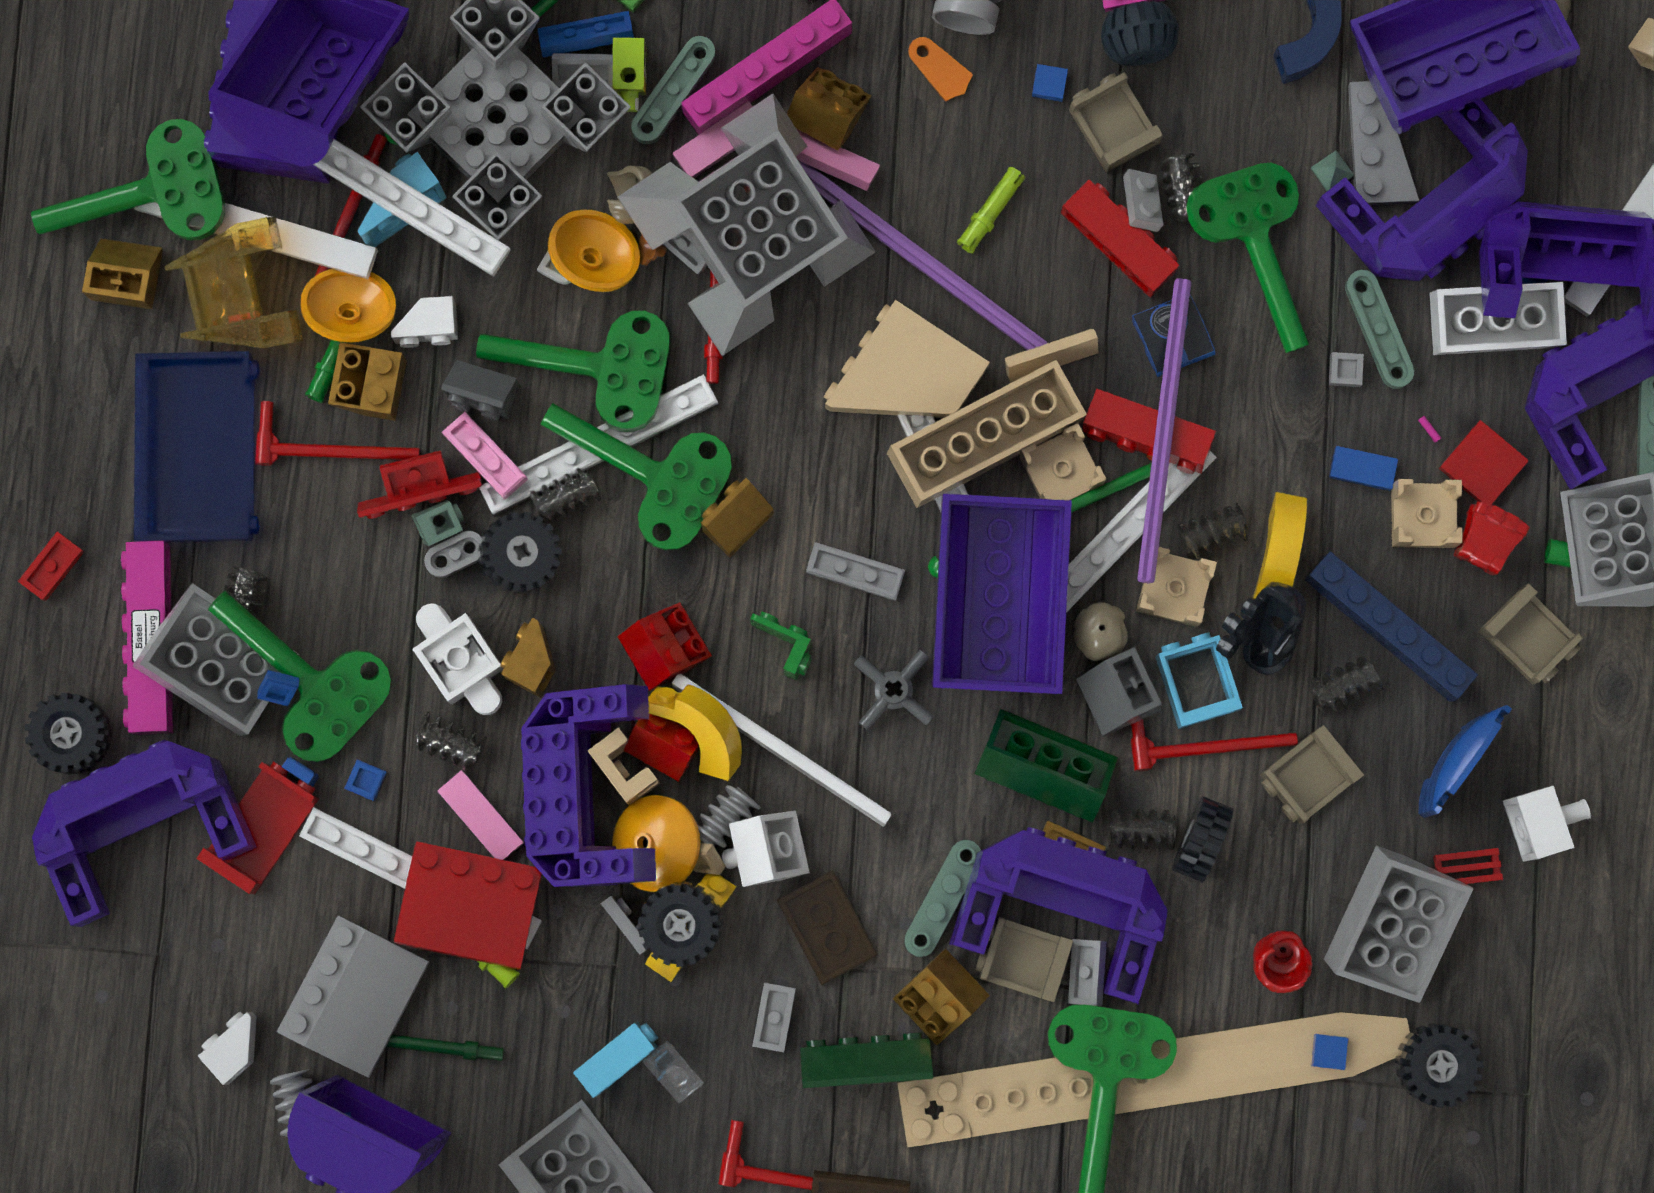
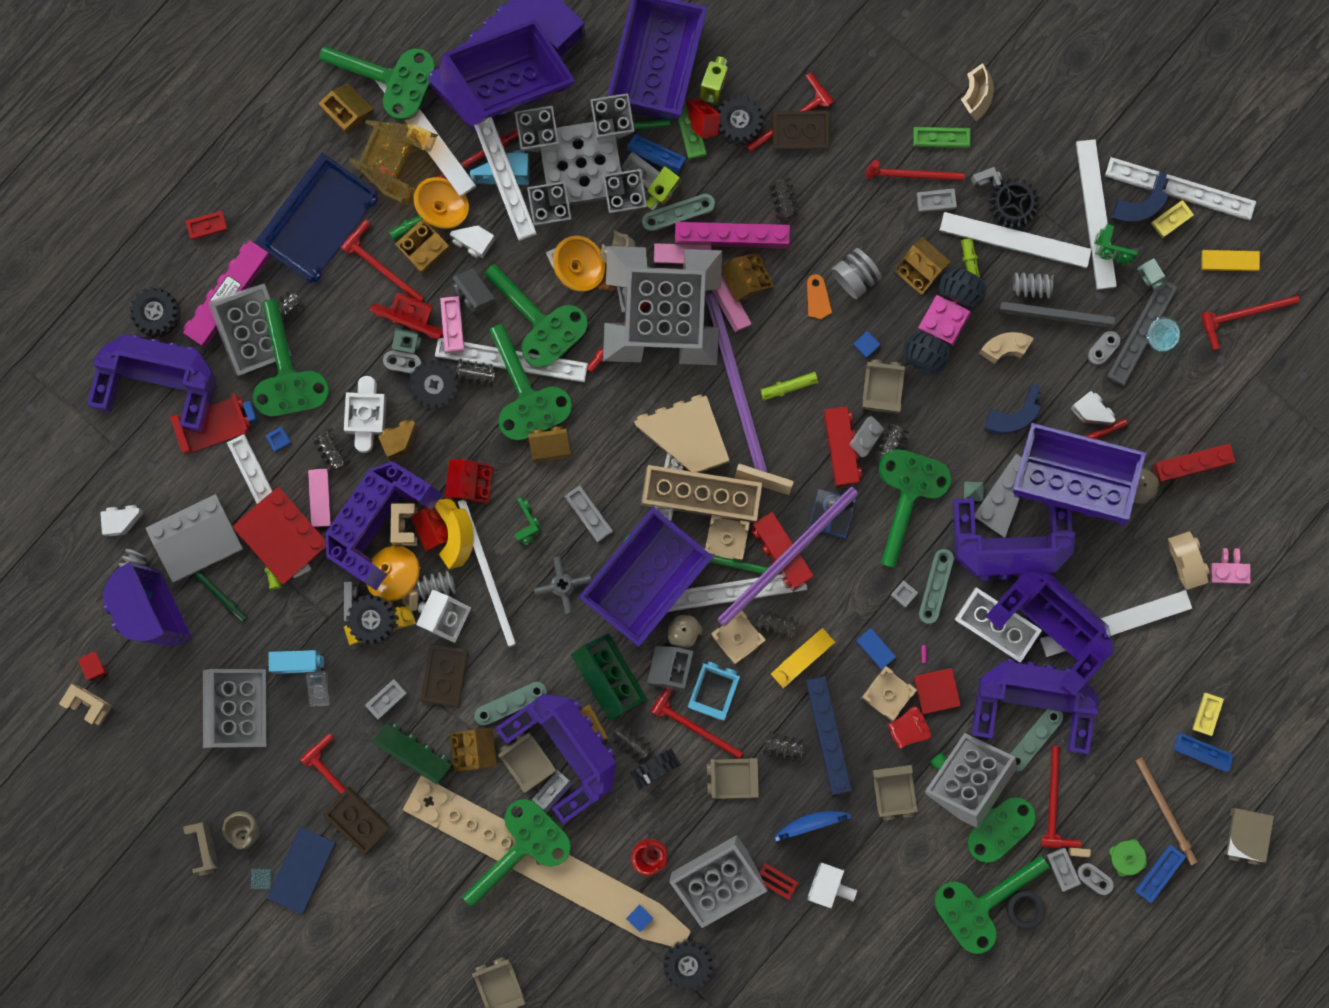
camera: 40 degrees right, 0 degrees up
(278, 688) = (268, 364): blue tile -> none
(1264, 644) = (759, 699): black piece -> none

